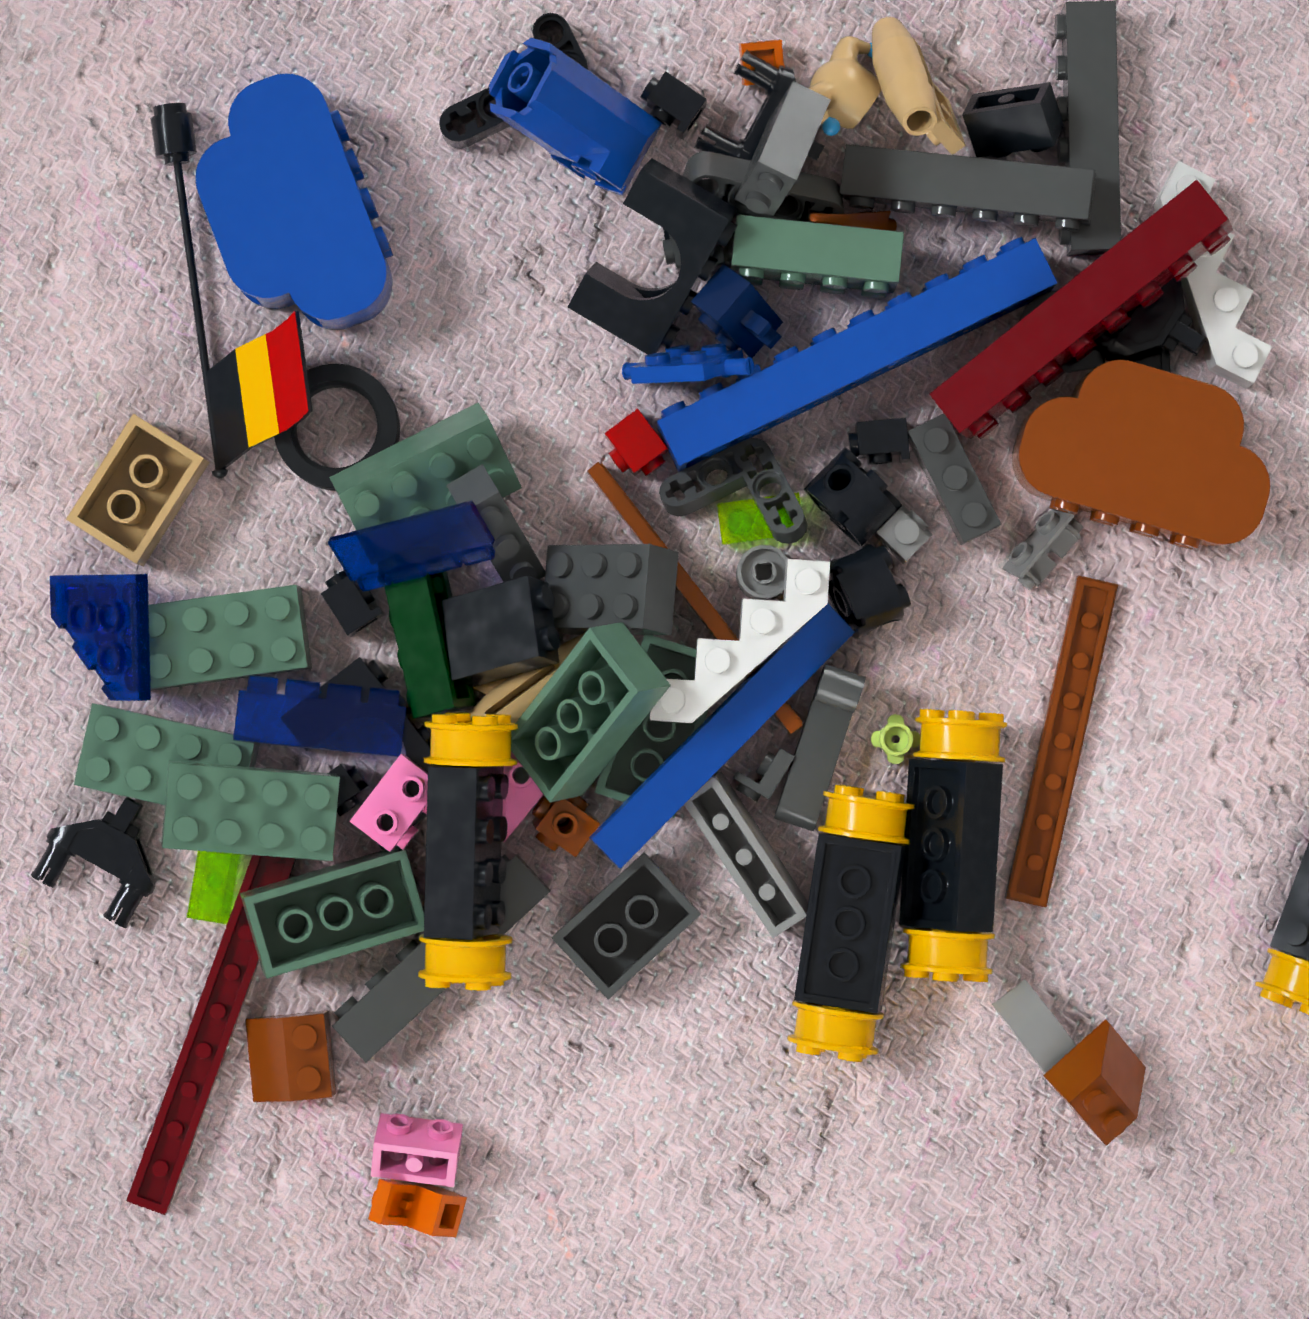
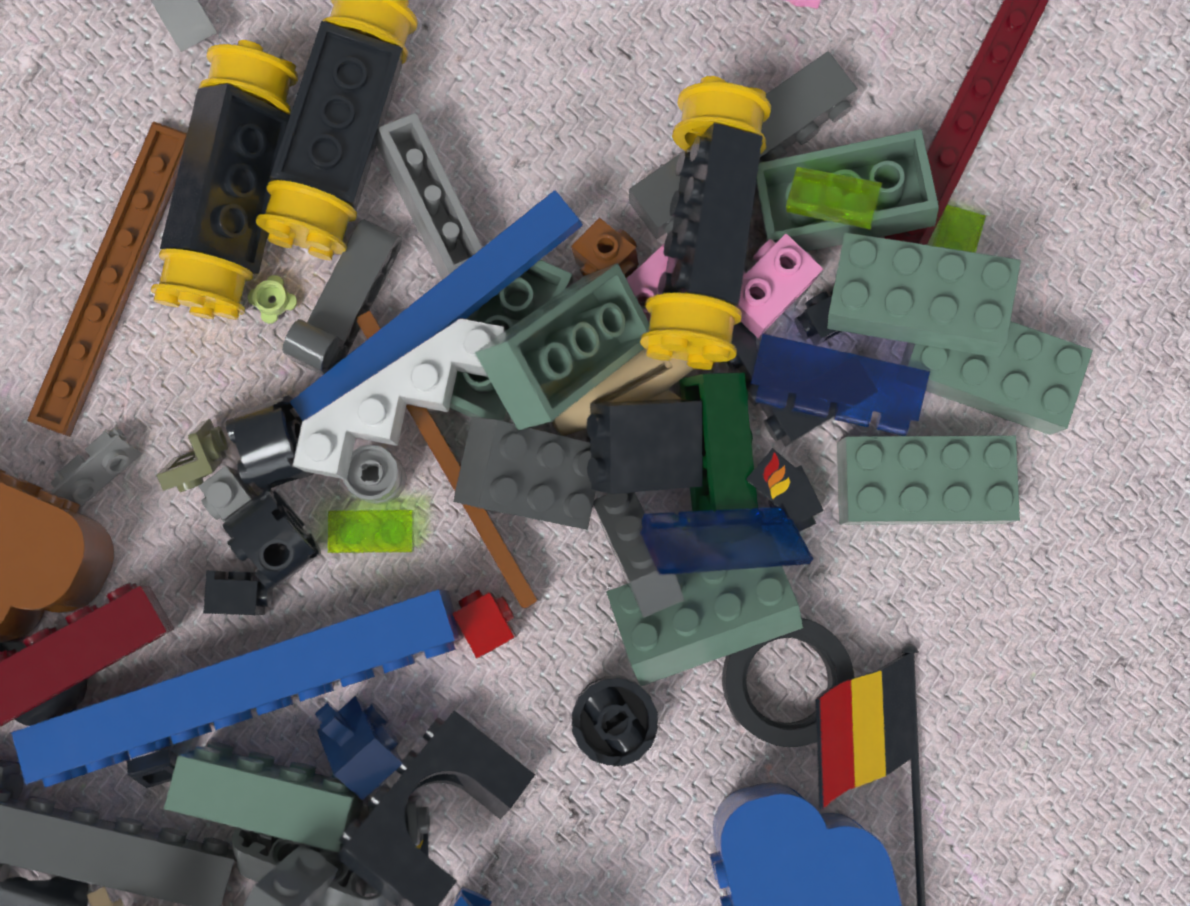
camera: 175 degrees left, 5 degrees down
(109, 628) = (1041, 500): clear blue plate -> none
(111, 846) = (1056, 292): black connector -> none
(137, 490) = (1000, 641): tan brick -> none
(291, 1057) = (895, 71): dark orange slope -> none
(346, 894) = (833, 197): none -> clear neon green plate
(371, 619) = (775, 477): none -> black sticker
(498, 367) = (614, 721): none -> black brick
(626, 925) = (559, 146): dark grey brick -> none
(681, 365) = (416, 694): blue plate -> none
(740, 475) = (383, 578): dark grey beam -> none
(771, 769) = (396, 278): dark grey bracket -> none
(866, 219) = (206, 827): dark orange piece -> none
(930, 266) = (153, 768): none -> black tile
(937, 560) = (189, 469): none -> olive bracket
(953, 479) = (168, 545): dark grey brick -> none

